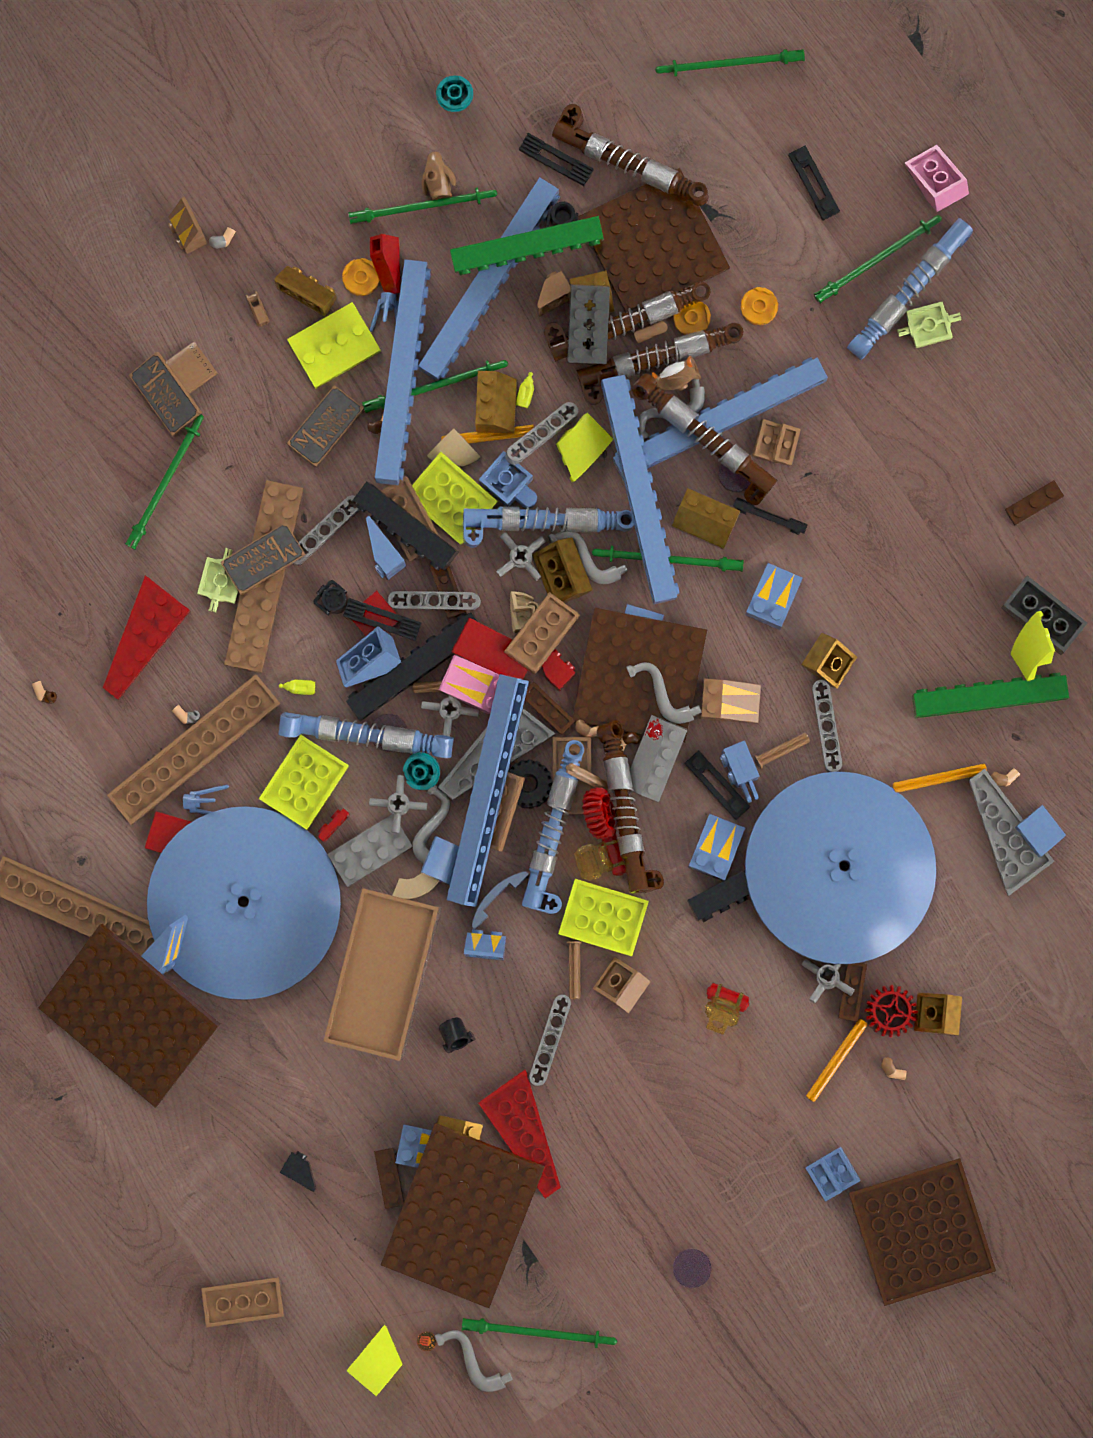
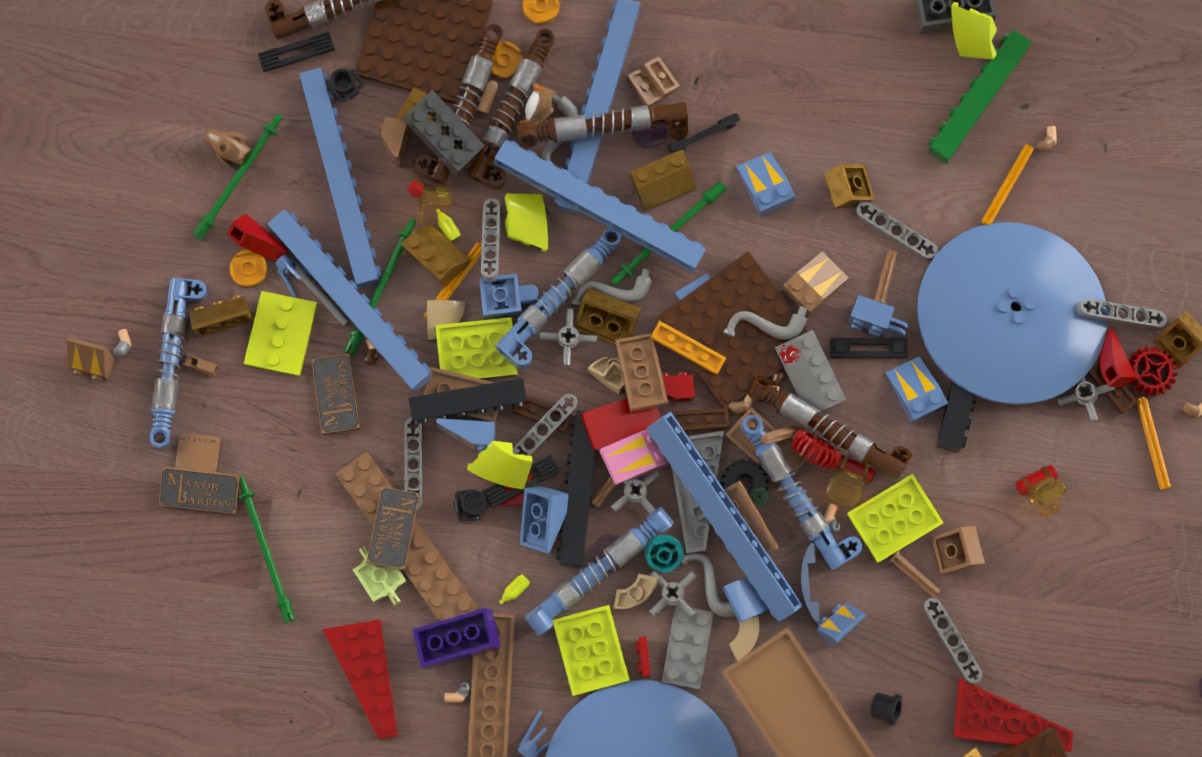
camera: 50 degrees left, 5 degrees down
(217, 301) = (166, 388): none -> medium blue piece
(223, 677) = (456, 638): none -> dark purple brick
(375, 778) = (637, 593): none -> tan tile
(376, 594) = (502, 466): none -> neon yellow slope
(388, 346) = (322, 297): none -> light grey bar
(454, 93) = (178, 78): teal cone -> none
(526, 808) = (759, 502): none -> clear green plate
(527, 244) = (341, 125): green brick -> none
(533, 358) = (429, 196): none -> clear yellow piece
(560, 869) = (830, 519): none -> arm
(591, 651) = (688, 348): none -> light orange tile
(870, 976) = (1114, 362): none -> red slope
(907, 944) = (1113, 316): none -> light grey beam
(1012, 854) = (1103, 175): light grey wing -> none
(1040, 831) = (1111, 148): medium blue slope -> none

